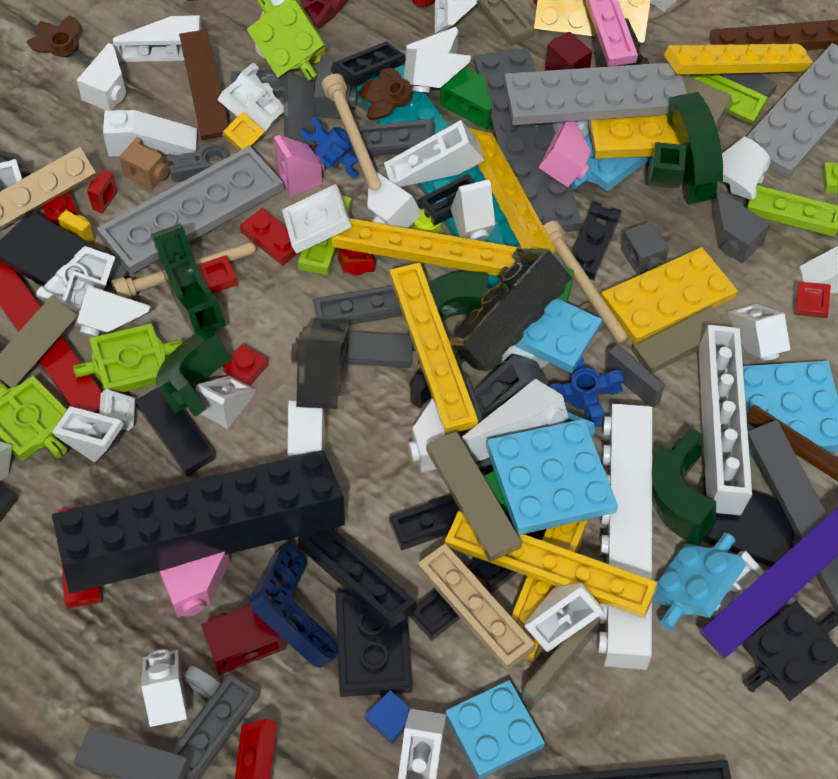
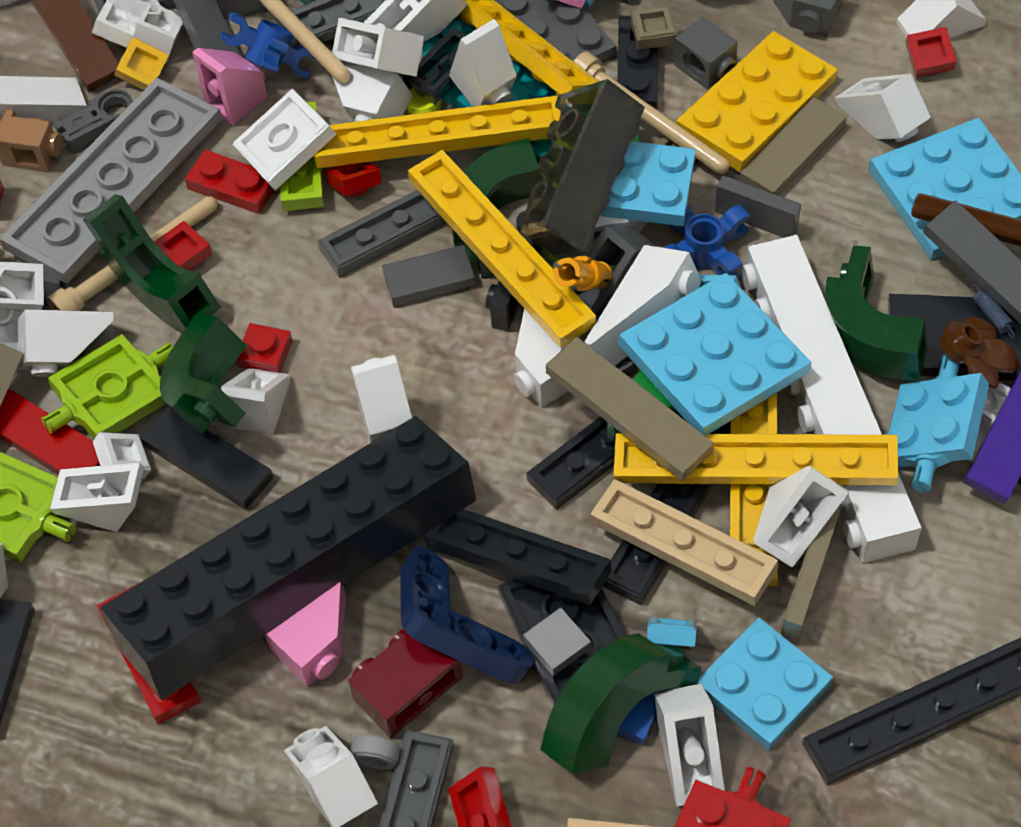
camera: 15 degrees left, 0 degrees up
(320, 362) = (373, 306): clear smoke wedge -> none
(358, 647) = (557, 641): none -> light grey tile
(372, 696) = (603, 693): none -> dark green arch
(406, 173) = (378, 47): none -> white slope
(442, 668) = (671, 631): none -> medium azure tile
(481, 386) = (583, 273): none -> light orange pin
(613, 217) = (653, 27): none -> dark tan tile
(724, 420) = (889, 221): white brick -> none
(751, 537) = (978, 347): none -> reddish brown plate
(776, 512) = (993, 311): none -> sand blue piece

